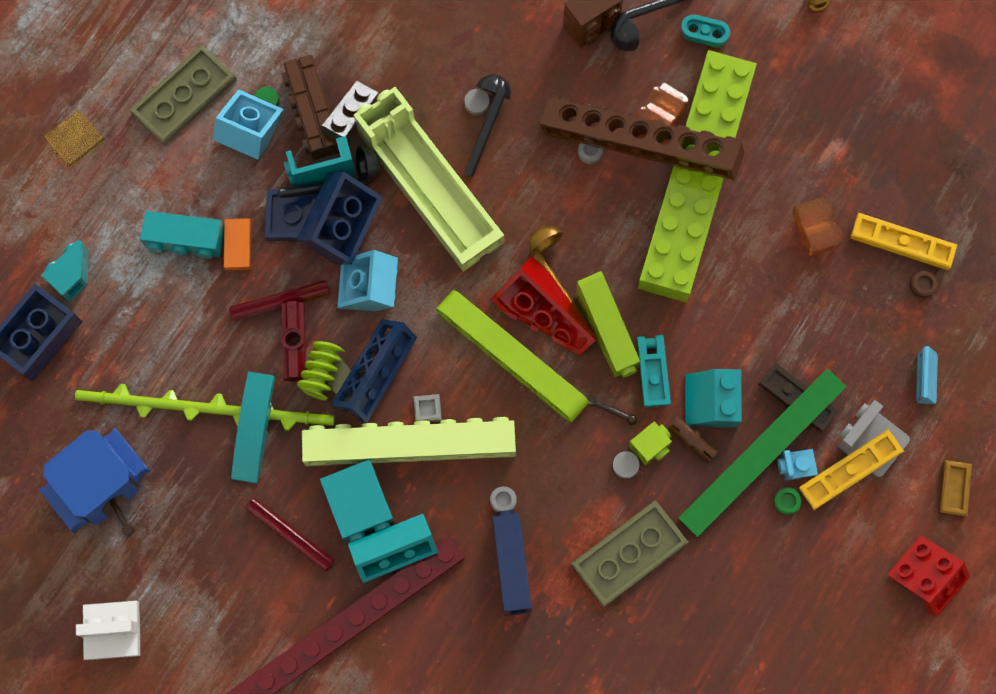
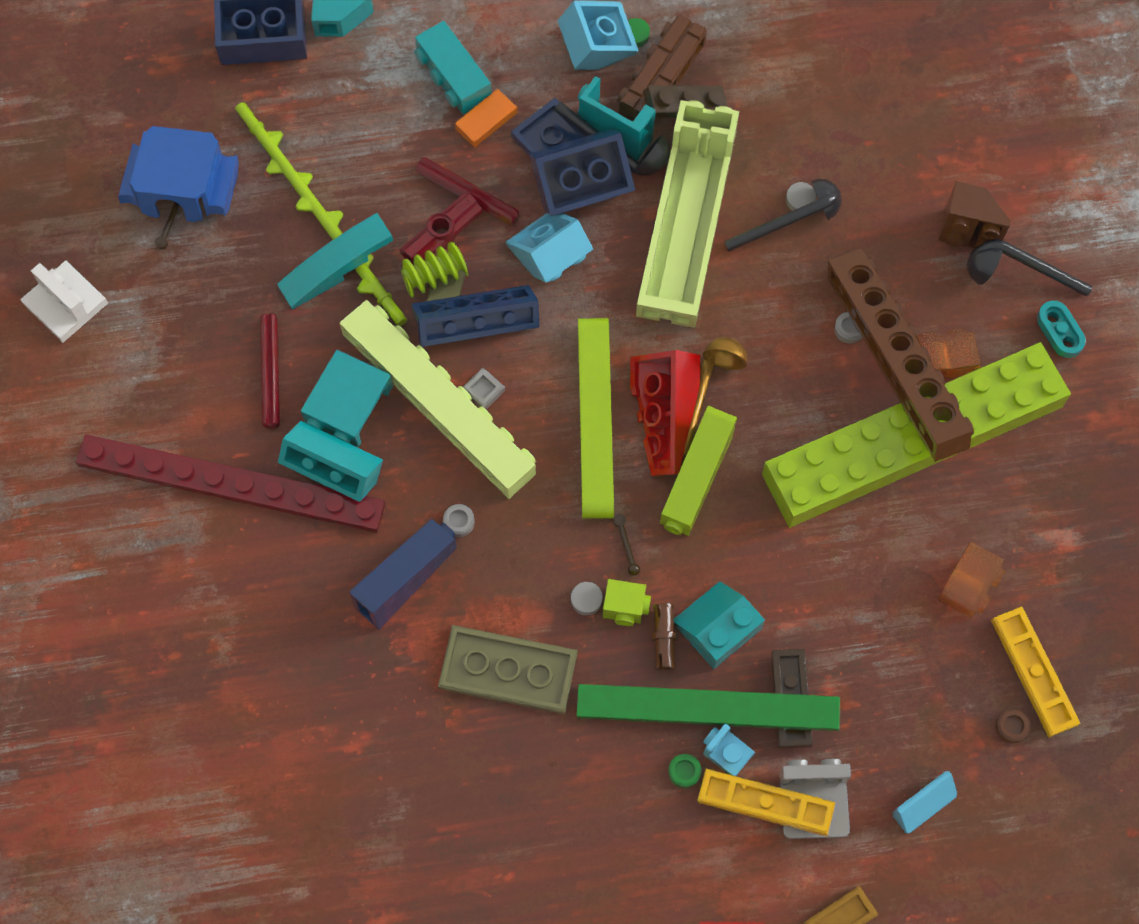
camera: 45 degrees right, 5 degrees down
(653, 372) = (694, 550): teal plate -> none

